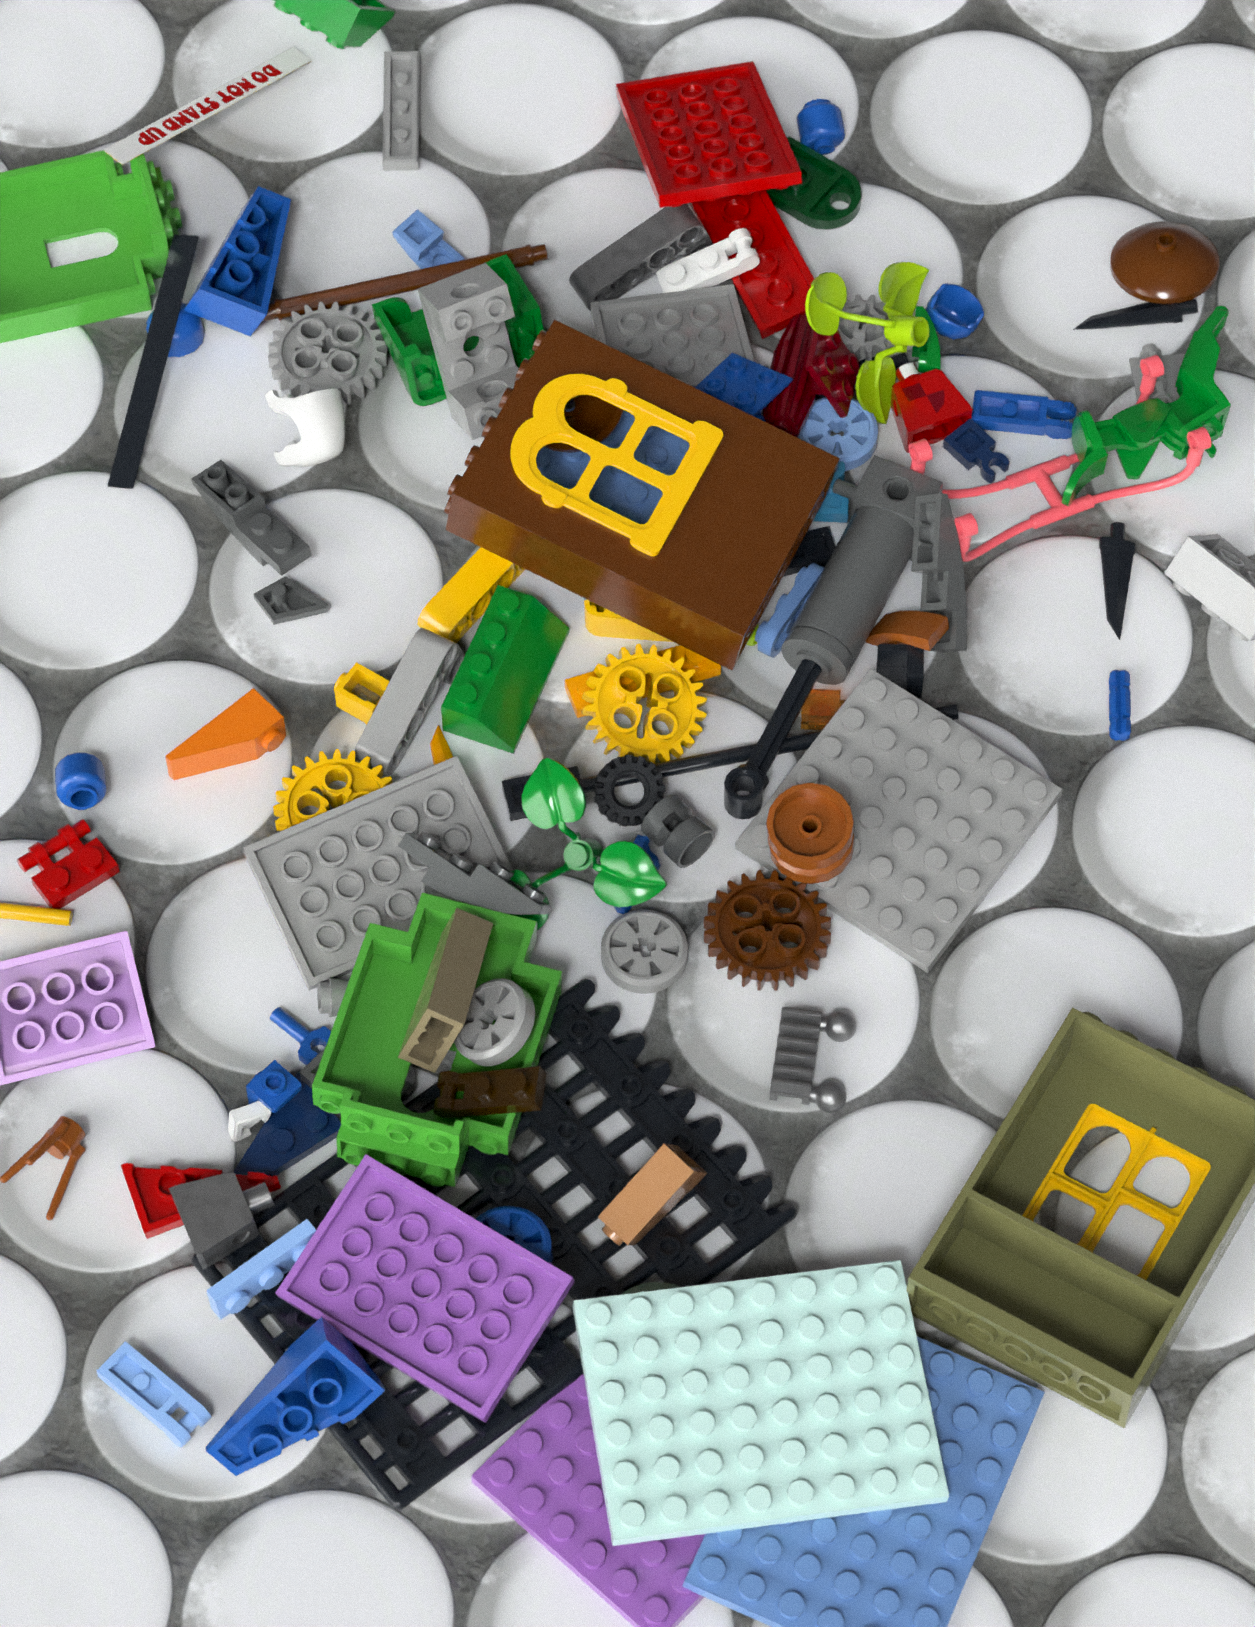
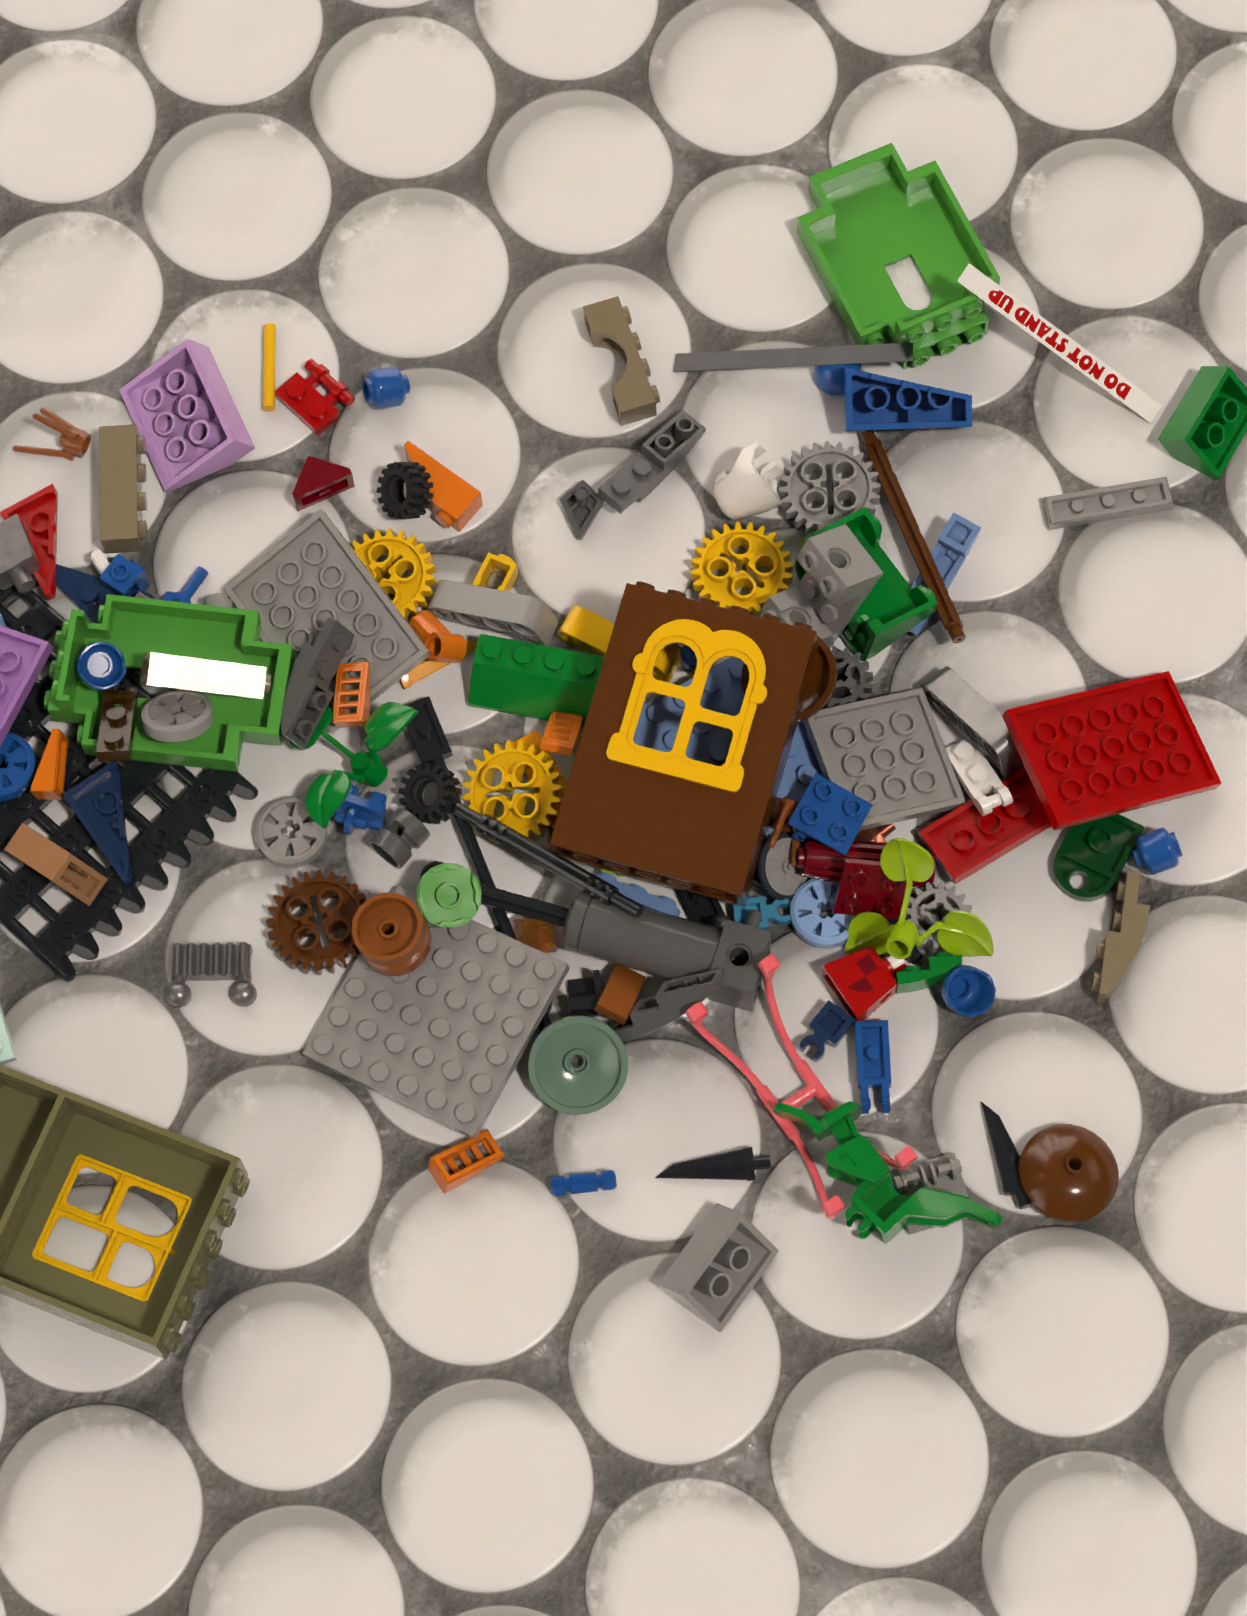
camera: 85 degrees right, 10 degrees up
(64, 536) = (609, 329): none -> dark tan arch
(147, 1084) = (121, 488): none -> dark tan brick
(186, 867) = (320, 481): none -> dark red slope
(230, 790) = (393, 490): none -> black tyre
(408, 451) = (760, 552): none -> yellow gear
(414, 1094) = (101, 666): none -> blue hair
(428, 753) = (438, 639): none -> orange piece
(493, 835) = (340, 717): none -> orange slope
(527, 1187) = (50, 775): none -> orange slope
(581, 646) = (562, 733): none -> orange slope
(588, 1142) = (101, 811): none -> dark blue wing
(742, 668) = (548, 859): none -> black axle
(768, 768) = (448, 895): none -> bright green tile
(925, 173) = (1120, 947): none -> dark tan slope
(988, 680) = (581, 1086): none -> sand green dish
(1087, 840) = (458, 1176): none -> orange slope

